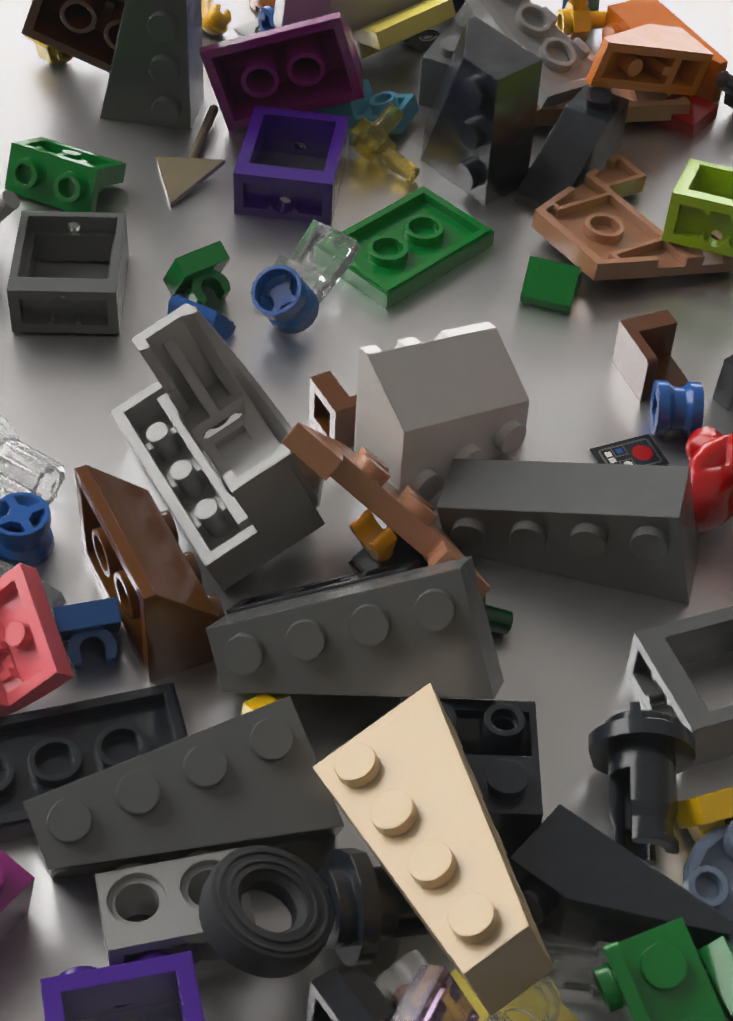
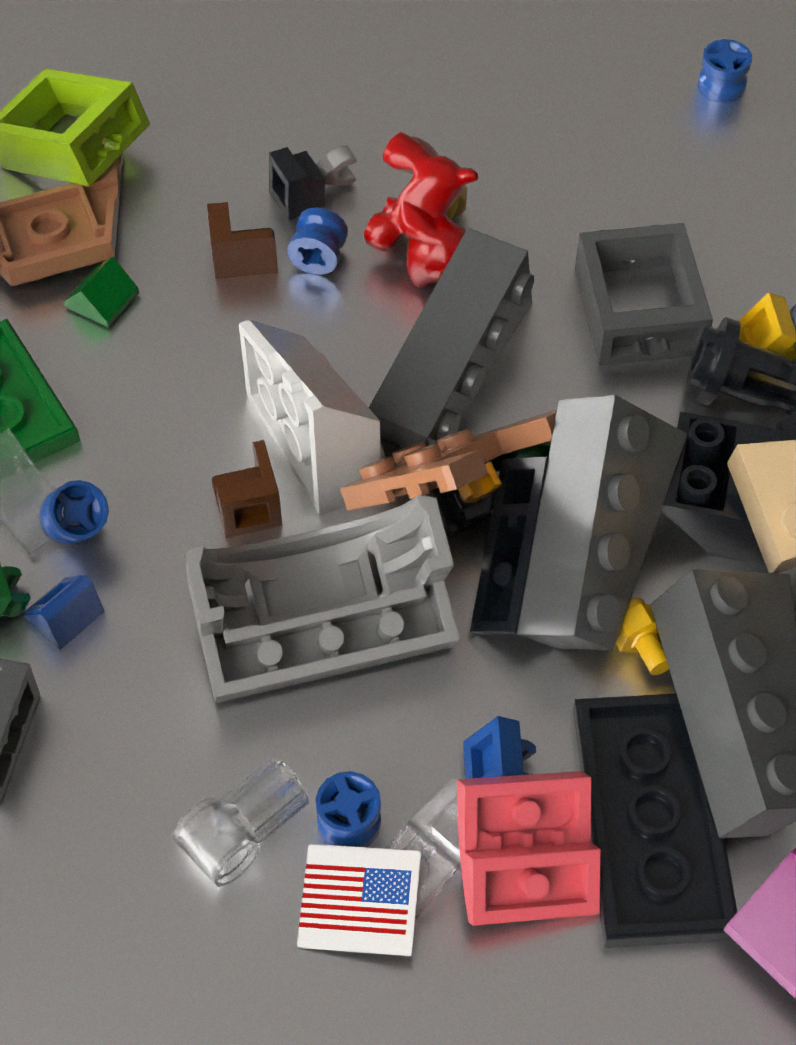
camera: 75 degrees left, 10 degrees up
(141, 564) = (453, 693): reddish brown slope -> none
(632, 451) = (348, 298): sticker -> none

